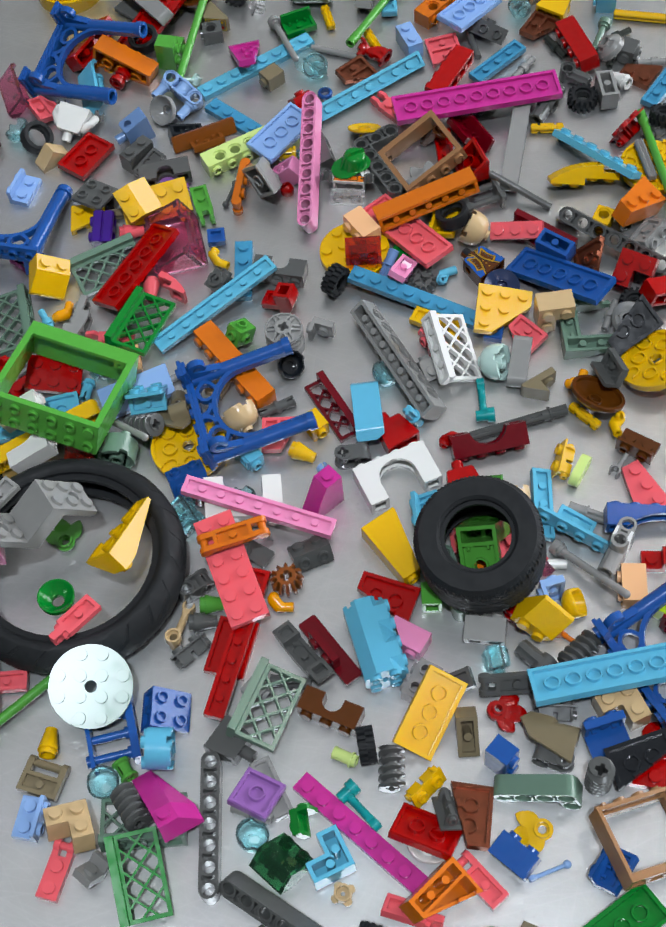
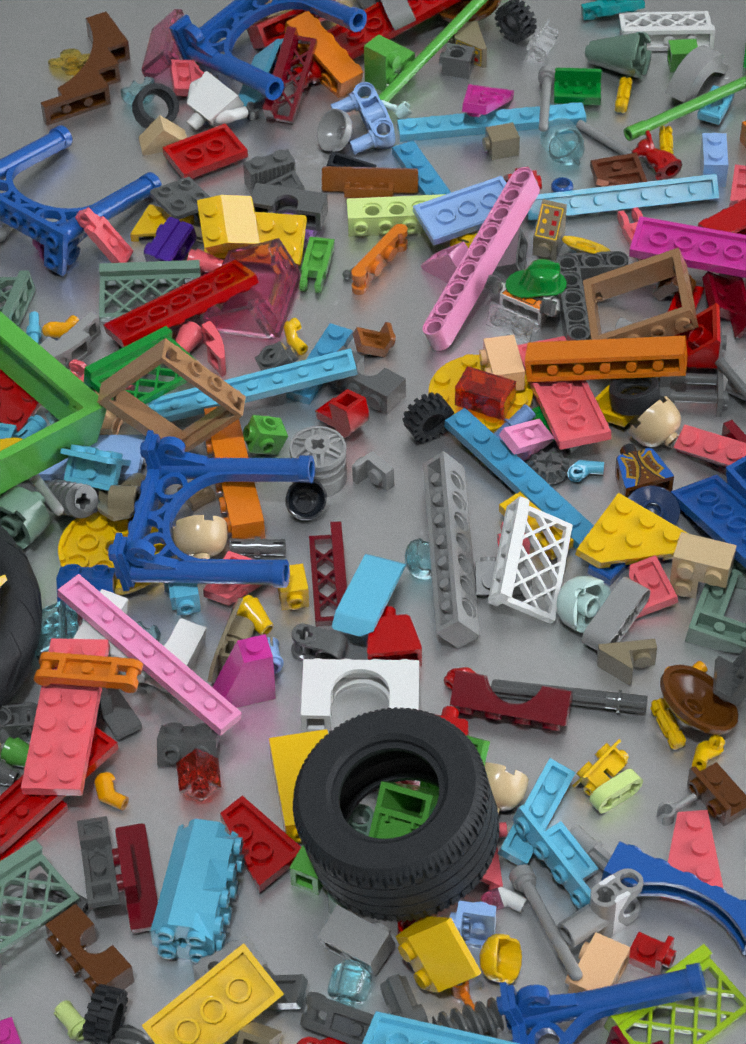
camera: 20 degrees right, 10 degrees down
(23, 189) = (103, 162): light blue bracket -> none
(48, 276) = (64, 275): yellow slope -> none
(59, 240) = (104, 236): none -> coral hinge
(108, 82) = (282, 70): none -> dark red fence
(134, 126) = (284, 135): medium blue torso -> none
(143, 347) = (144, 418): none -> medium nougat window
(146, 48) = (356, 48): black tyre -> none
(216, 237) = (309, 309): blue plate -> none
(262, 177) = (410, 255): light grey slope -> none
(271, 242) = (373, 341): none -> dark orange bracket
(287, 189) = (437, 284): red hinge -> none
(294, 581) = (135, 764): dark orange gear -> none
(300, 475) = (235, 629): none -> dark tan panel
(331, 569) = (198, 775): none -> clear red brick
(338, 126) = (549, 229): none -> dark tan slope
(413, 416) = (425, 626): medium azure axle -> none
(413, 638) = (253, 909): bright pink slope -> none
(483, 413) = (532, 665): teal brick -> none

